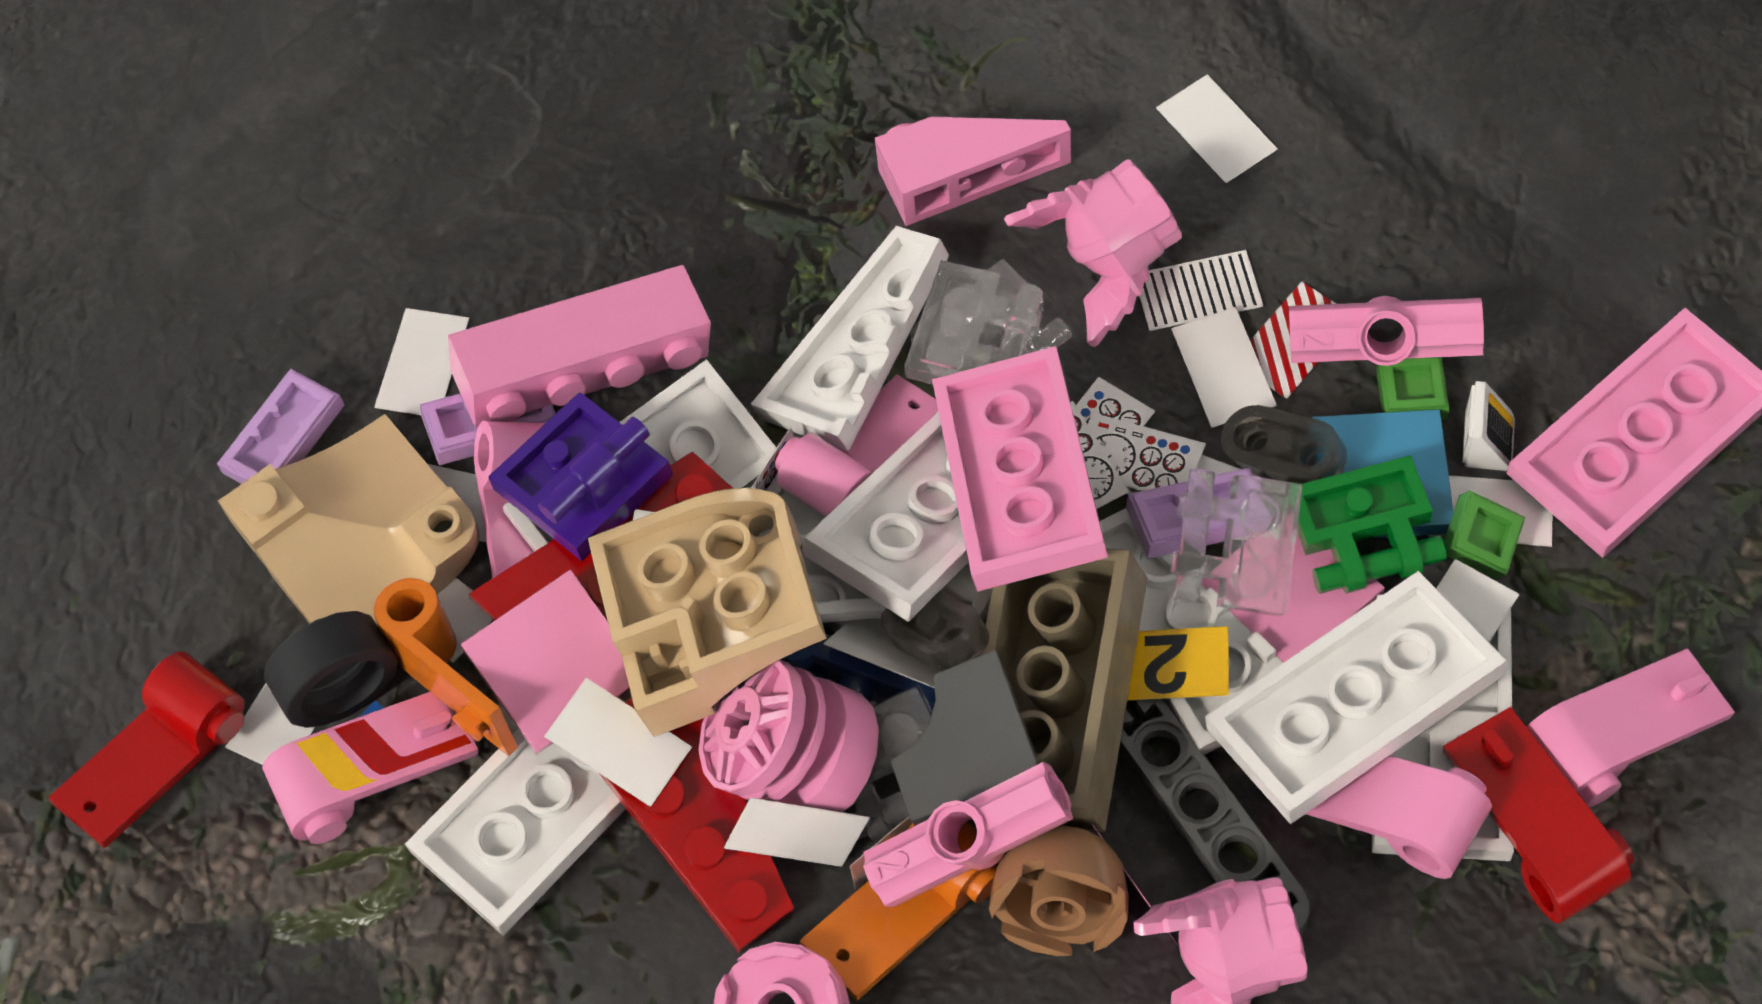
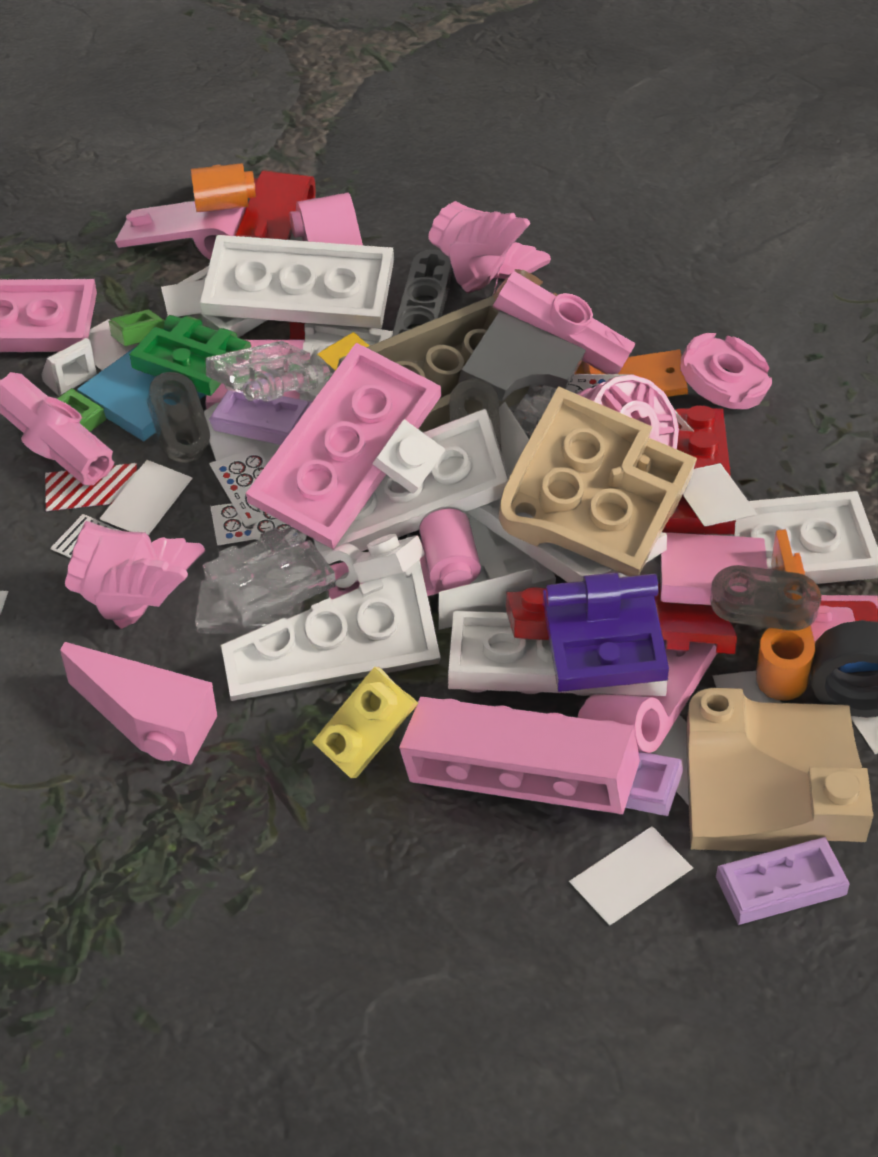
camera: 145 degrees left, 15 degrees down
(453, 619) = (765, 597): none -> clear smoke plate
(743, 274) = (365, 722): none -> light yellow hips
(869, 409) = (385, 558): none -> white plate
(931, 489) = (408, 456): none -> white plate
(1621, 752) = (222, 187): none -> orange door

